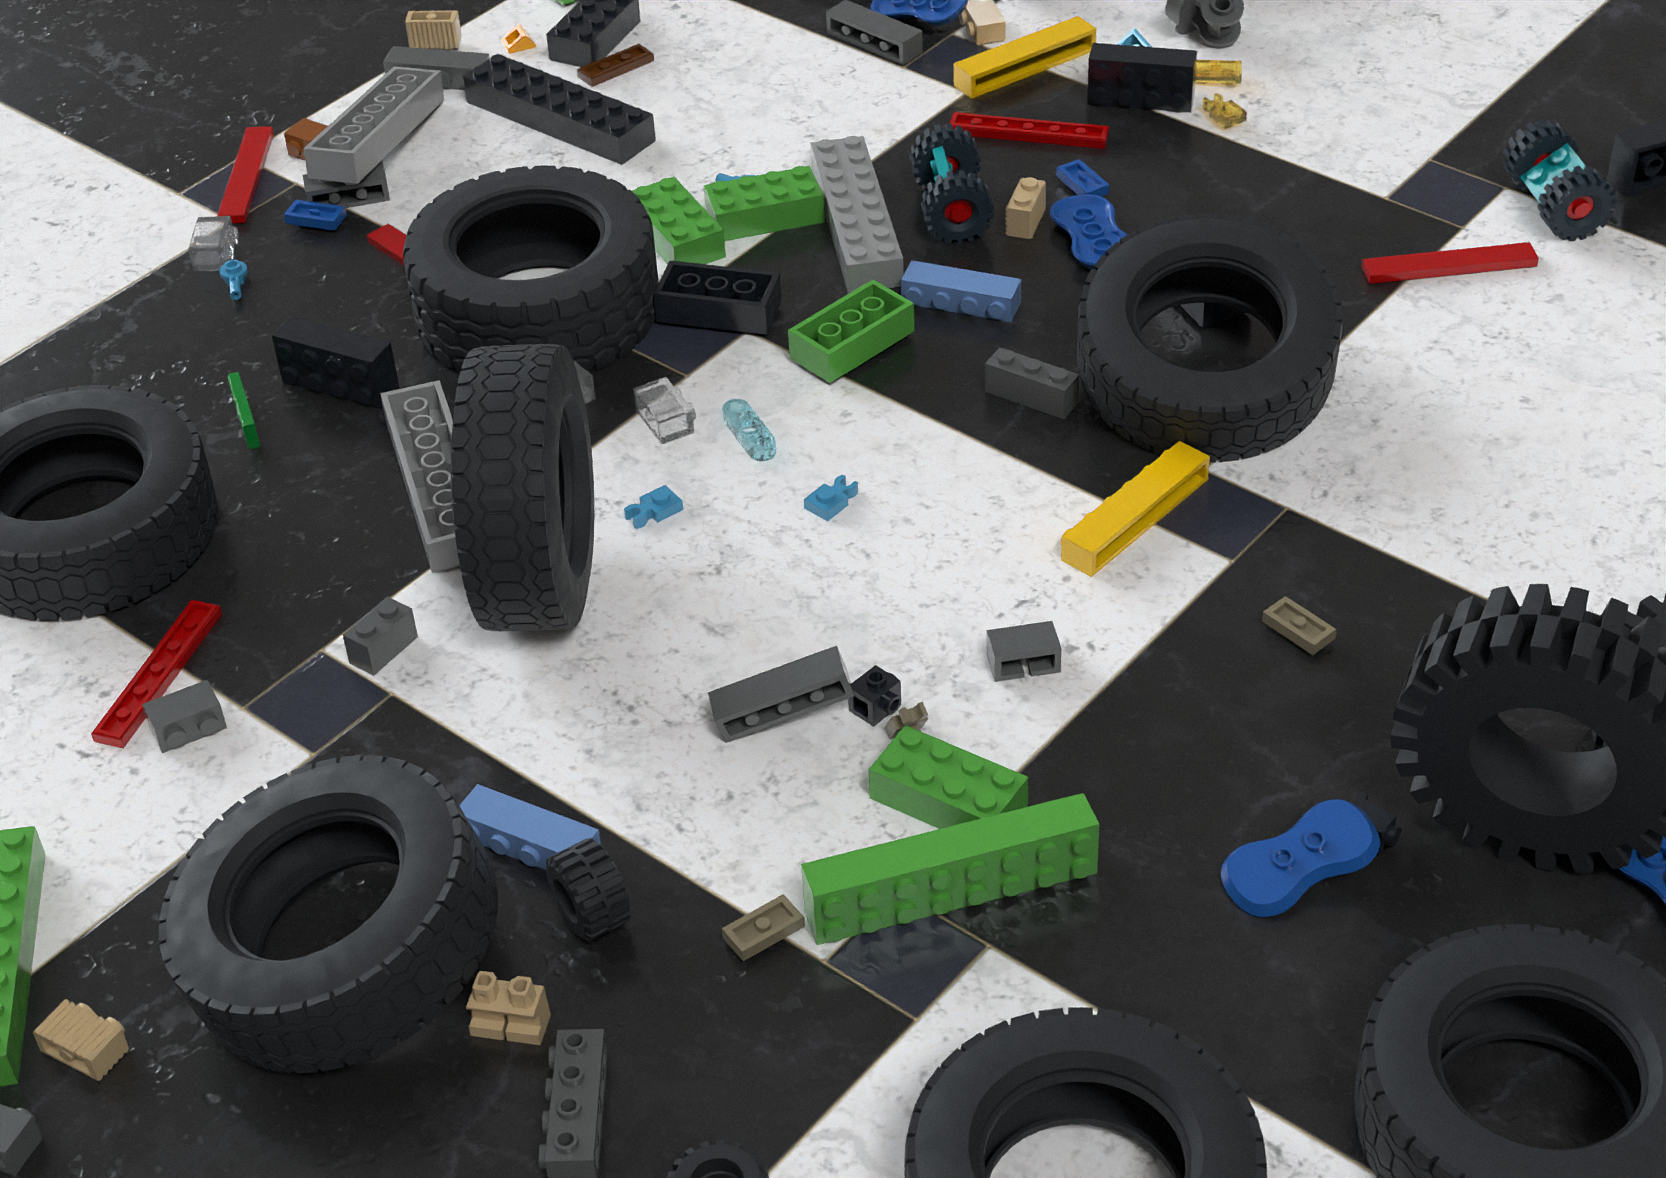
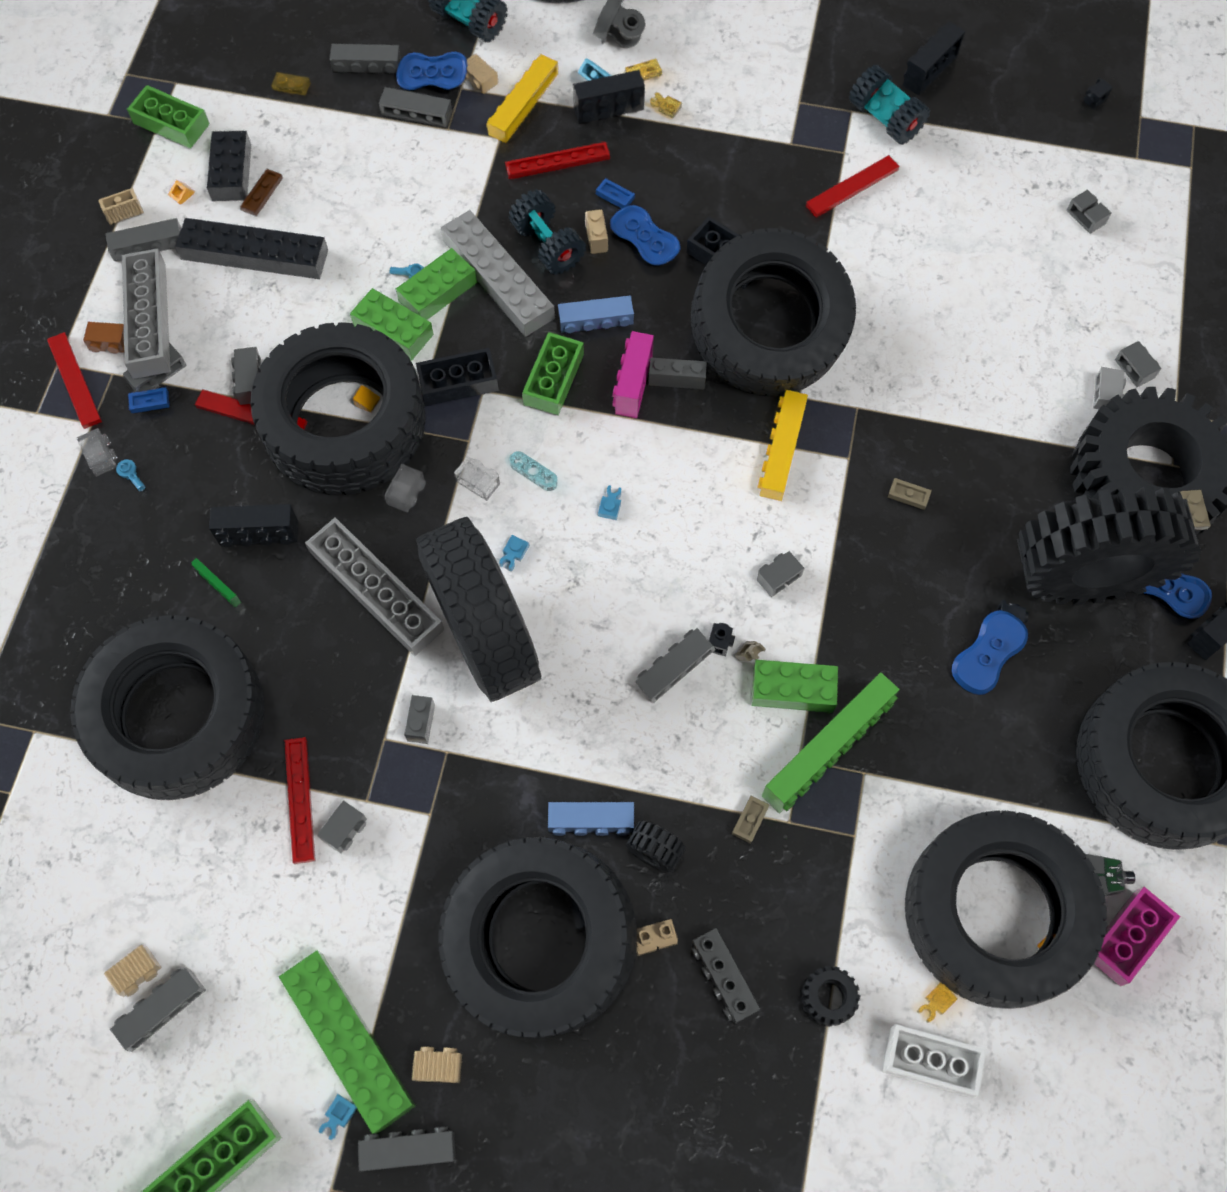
camera: 30 degrees left, 25 degrees up
(955, 364) = (633, 374): none -> dark pink brick

